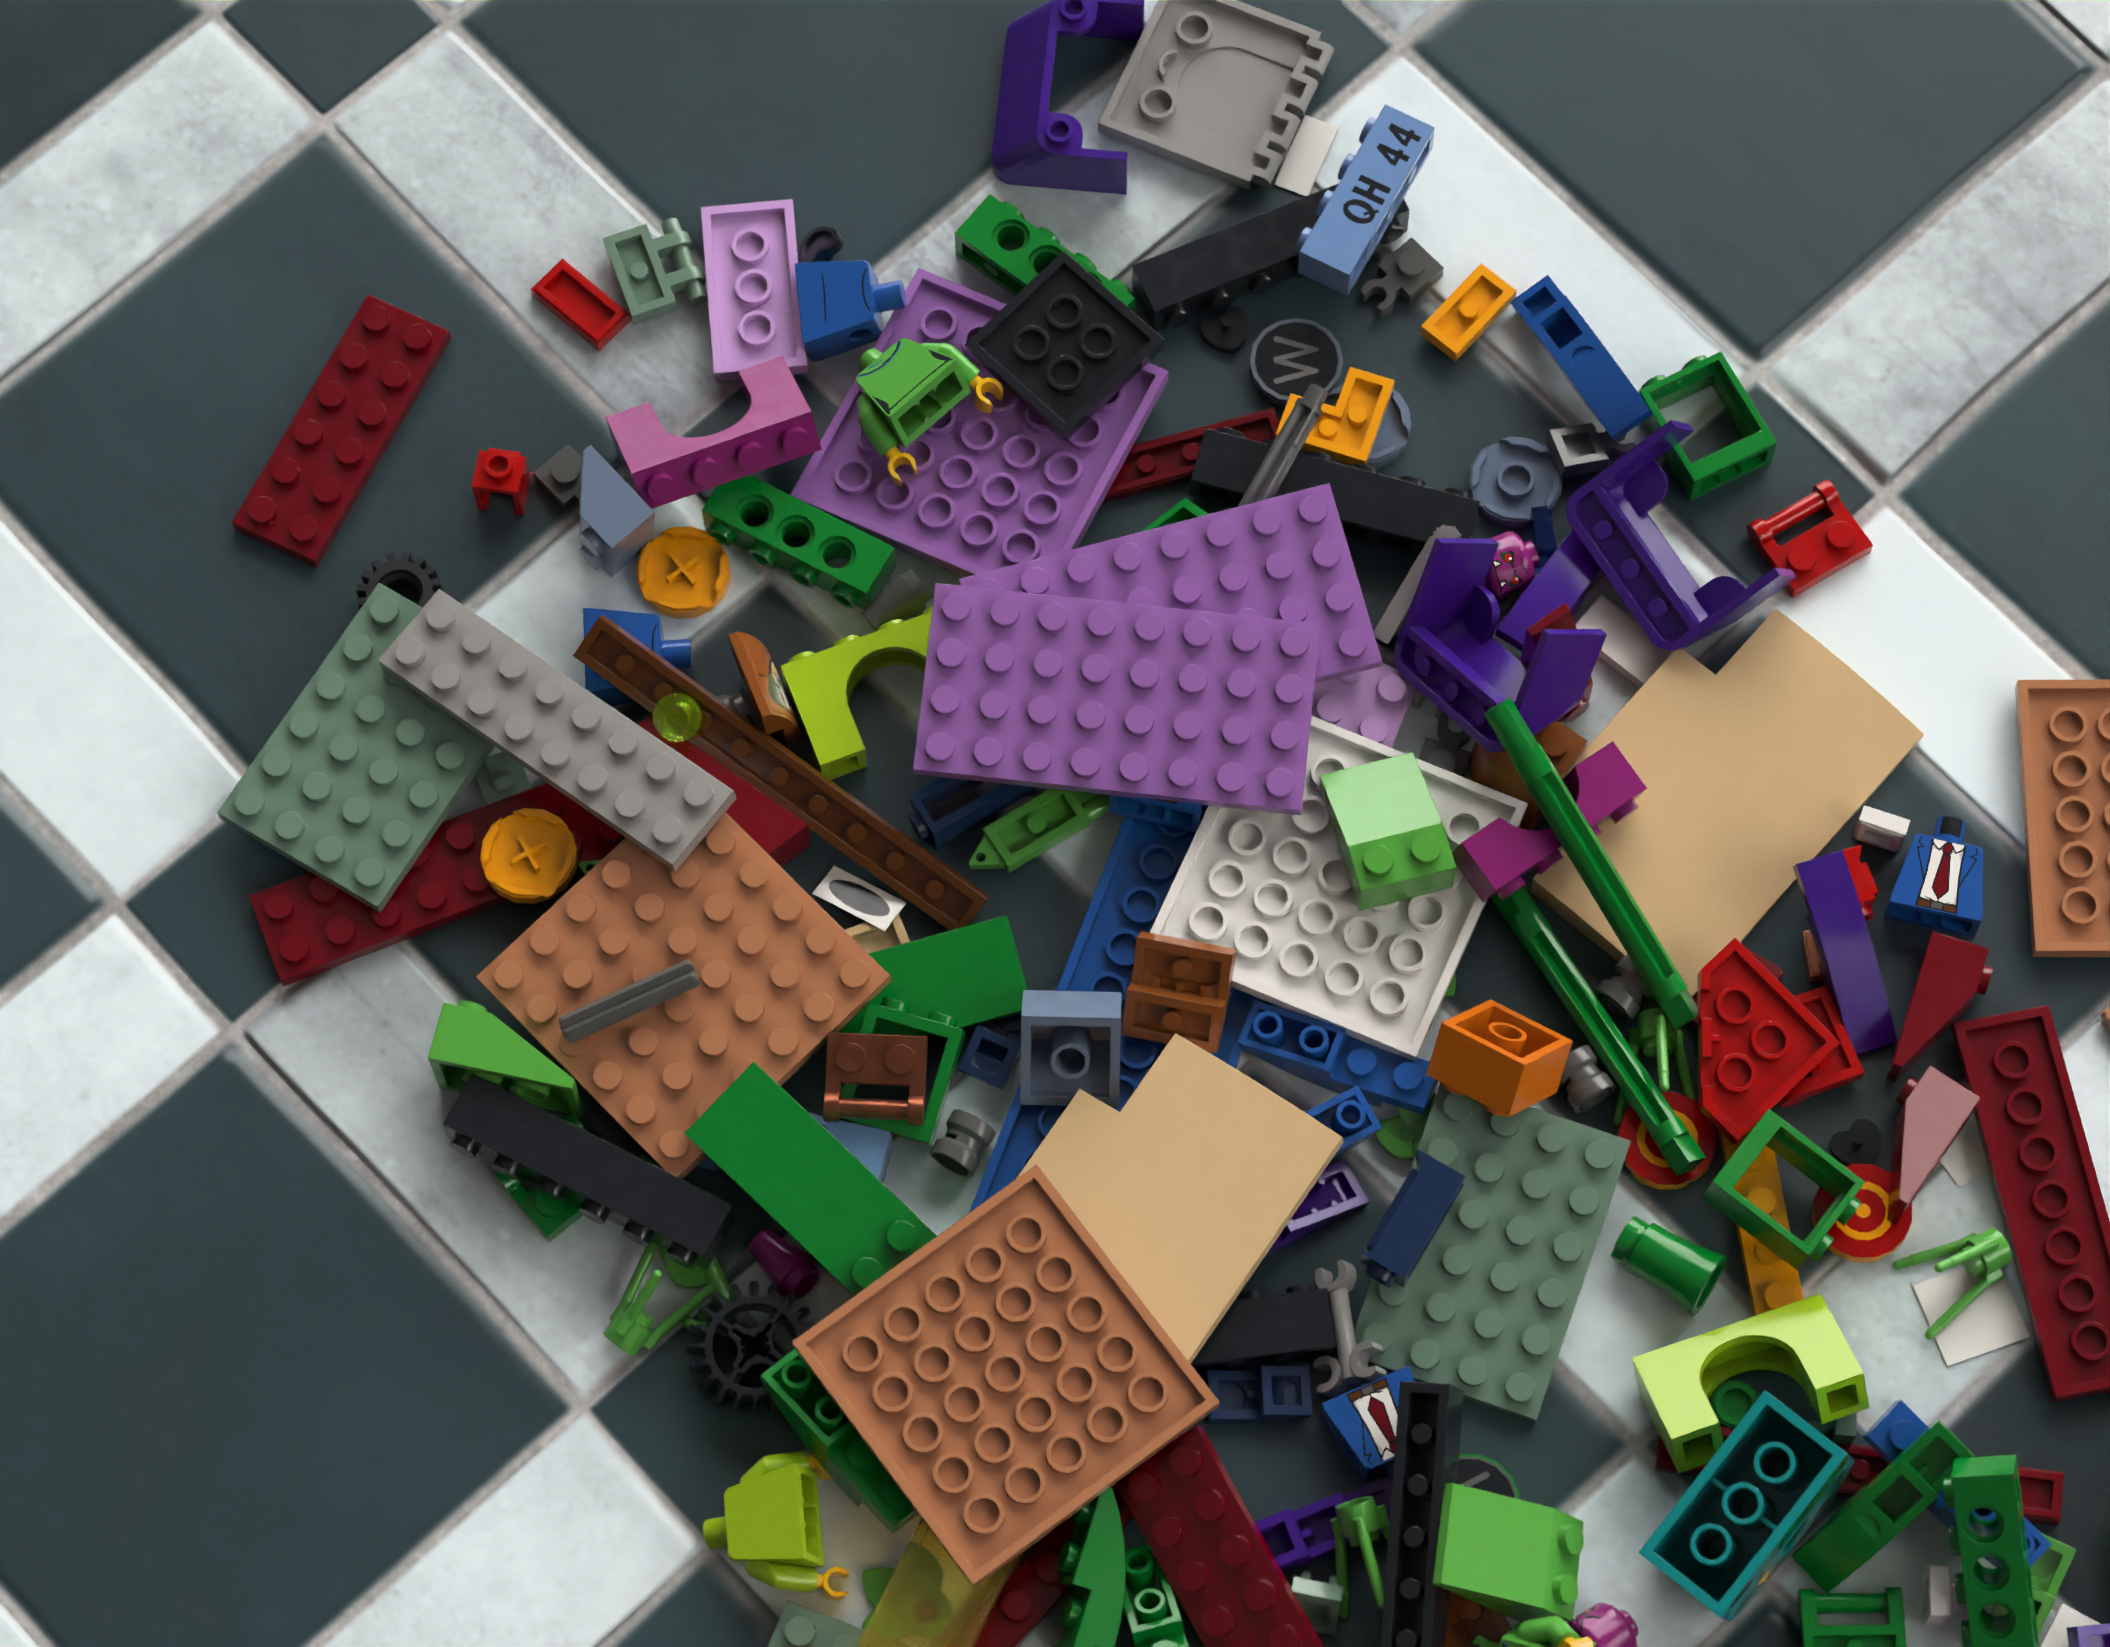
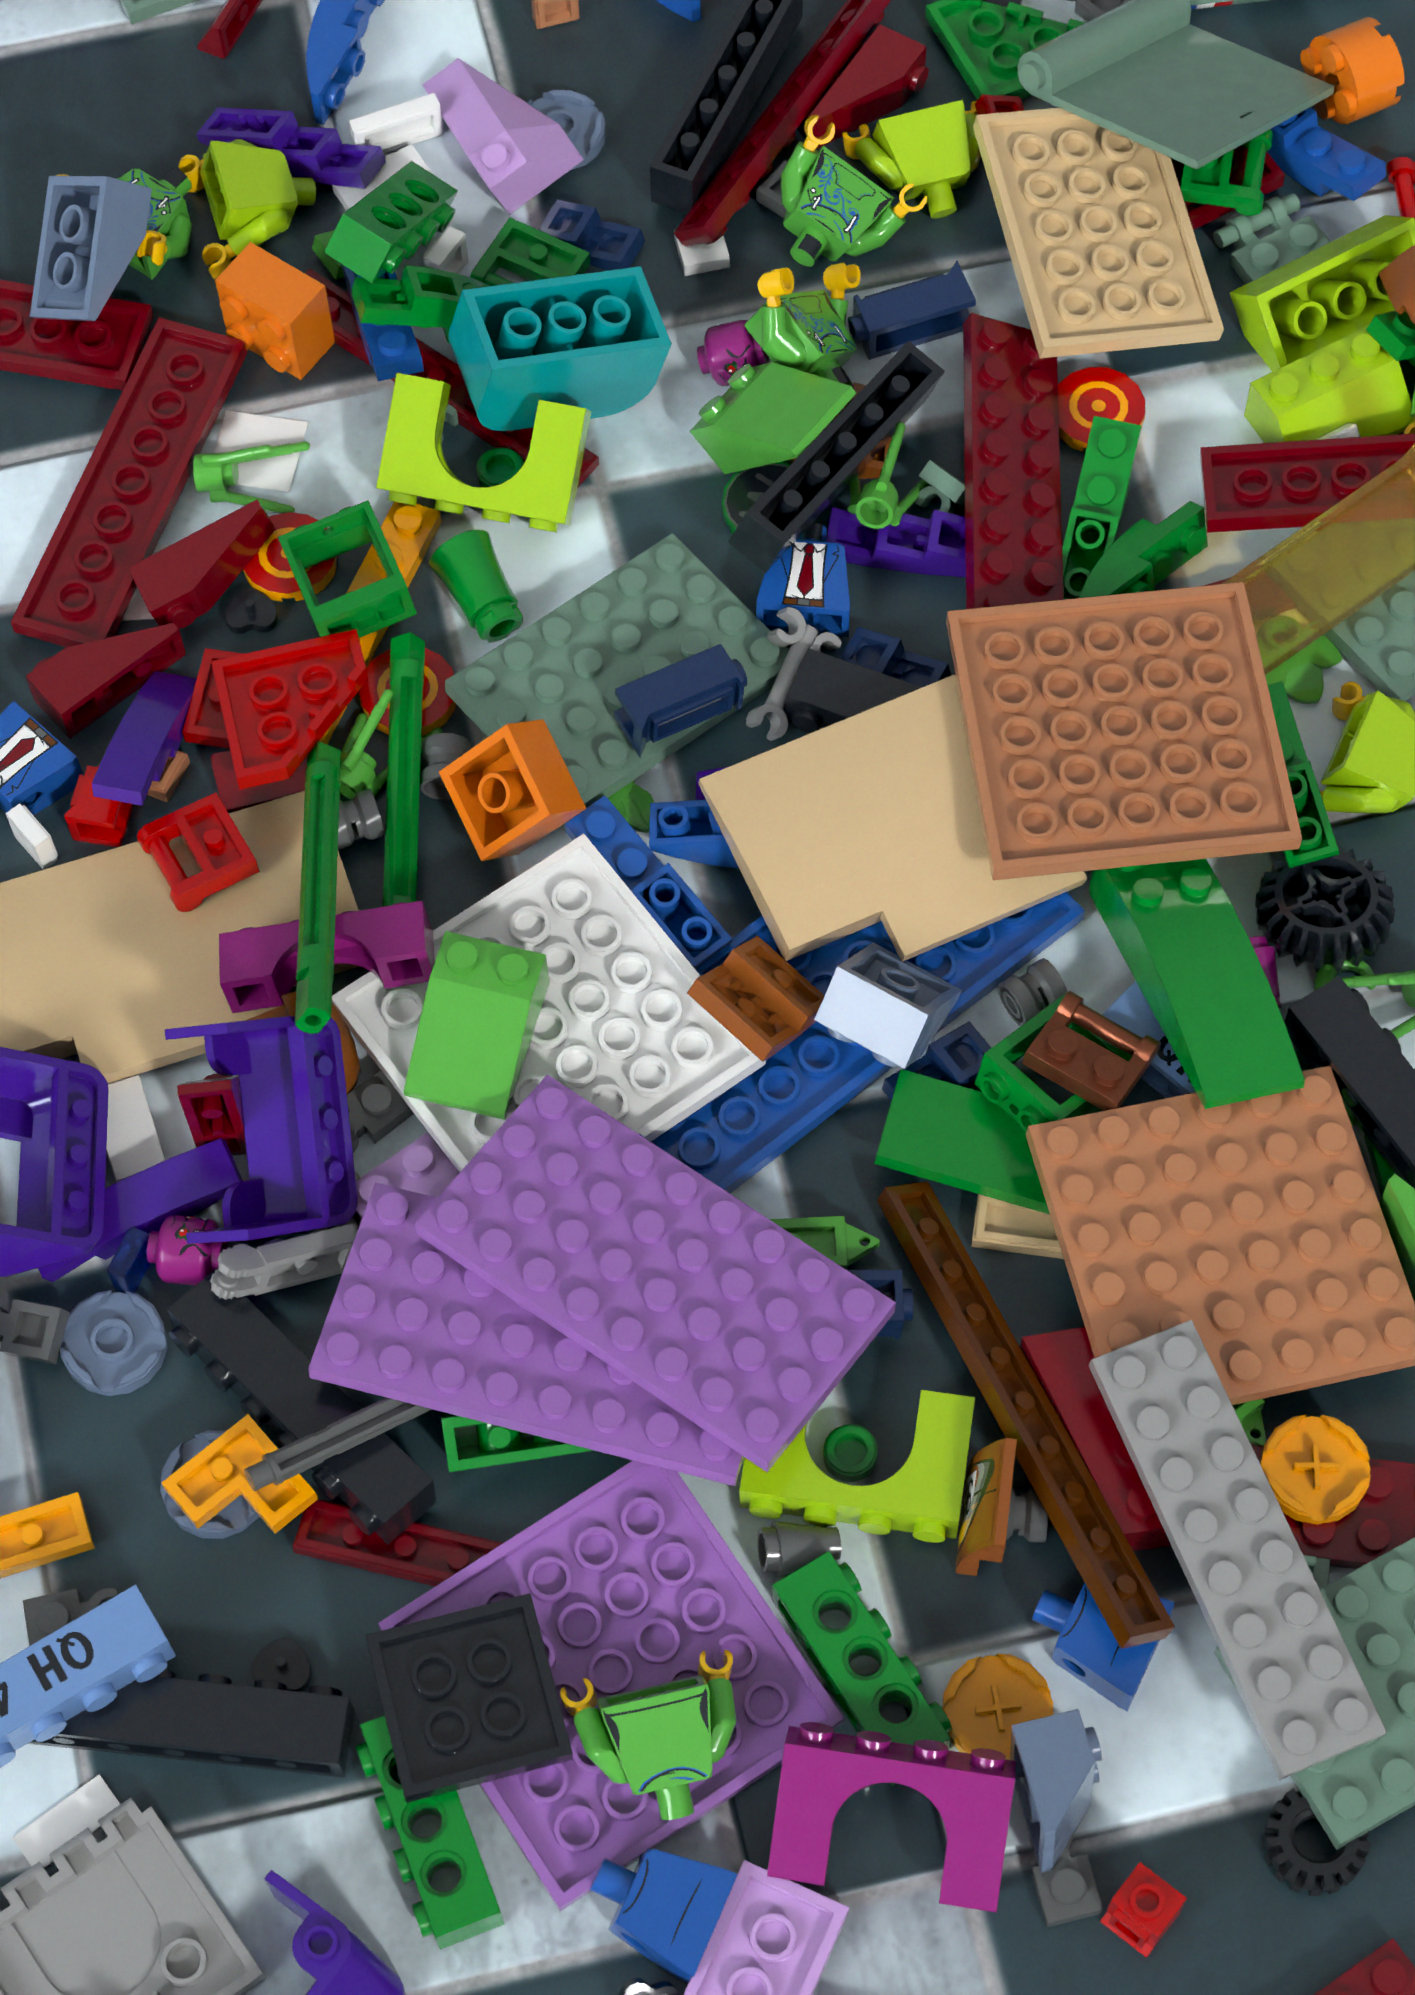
camera: 150 degrees left, 5 degrees down
(629, 1001) = (1297, 1228): dark grey axle -> none
(677, 717) = (1099, 1498): clear neon green plate -> none
(859, 898) = (1002, 1272): sticker -> none
(898, 698) = (850, 1453): none -> green tile
(1294, 356) = (238, 1585): black tile -> none
(1722, 890) = (212, 843): none -> red plate
(2046, 1425) = (275, 311): none -> orange brick

